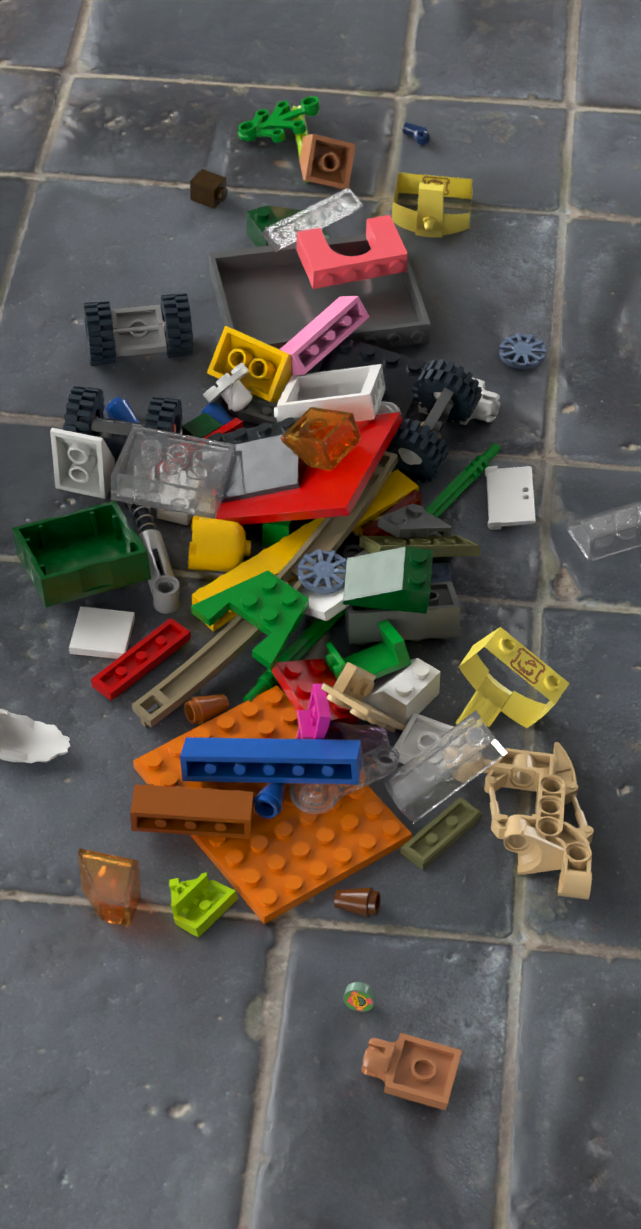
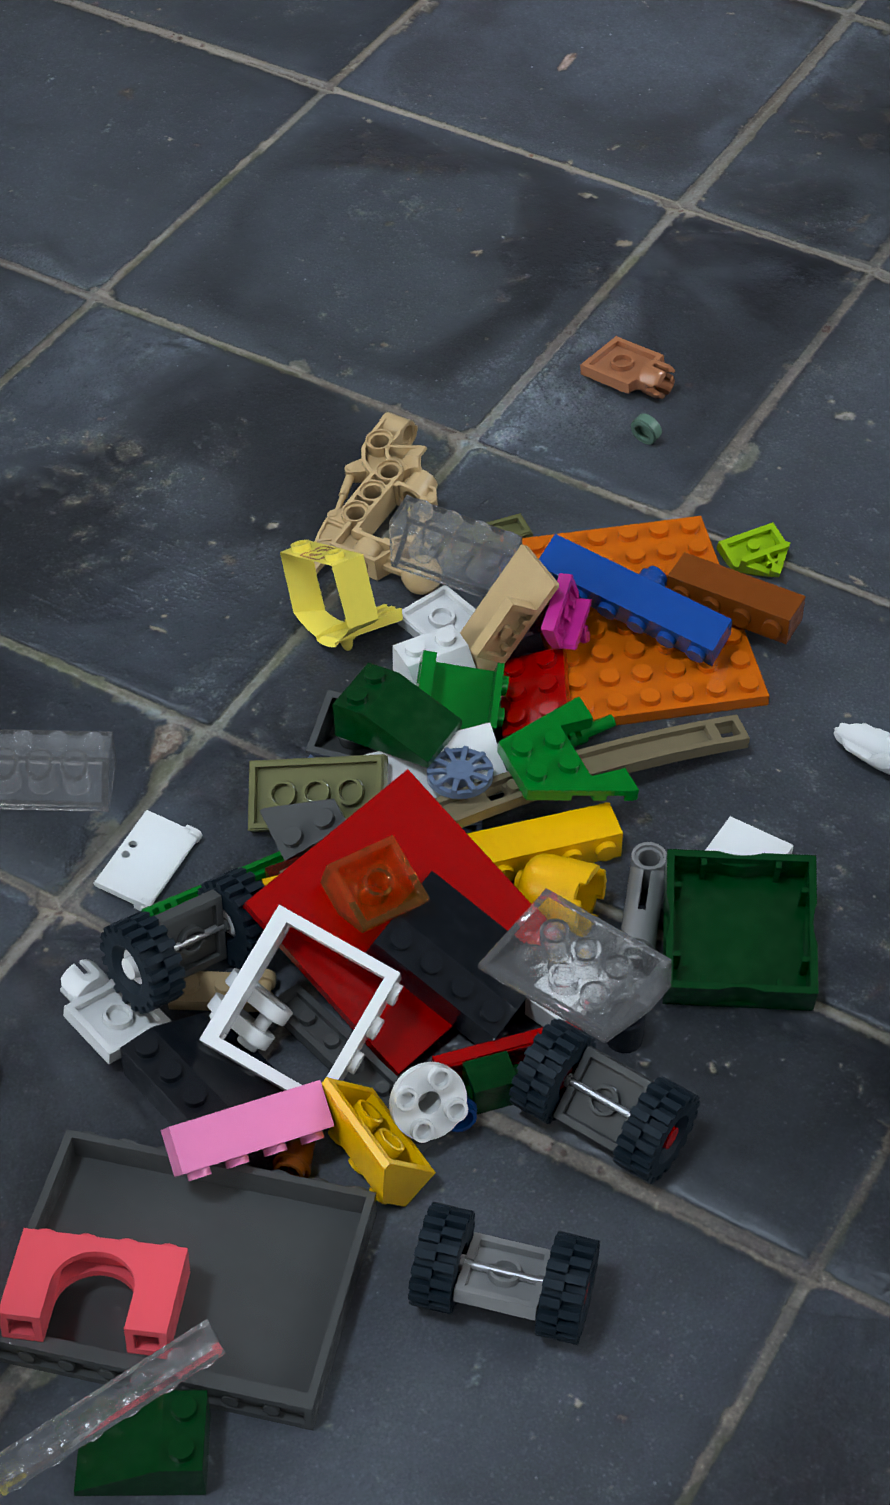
camera: 155 degrees left, 0 degrees up
(81, 463) = (689, 1049): white slope -> none
(110, 885) = (845, 572): clear orange slope -> none
(120, 410) = (586, 1165): blue cone -> none
(140, 659) = (712, 803): red plate -> none
(203, 708) = (661, 719): dark orange cone -> none
(358, 901) = (602, 500): reddish brown cone -> none

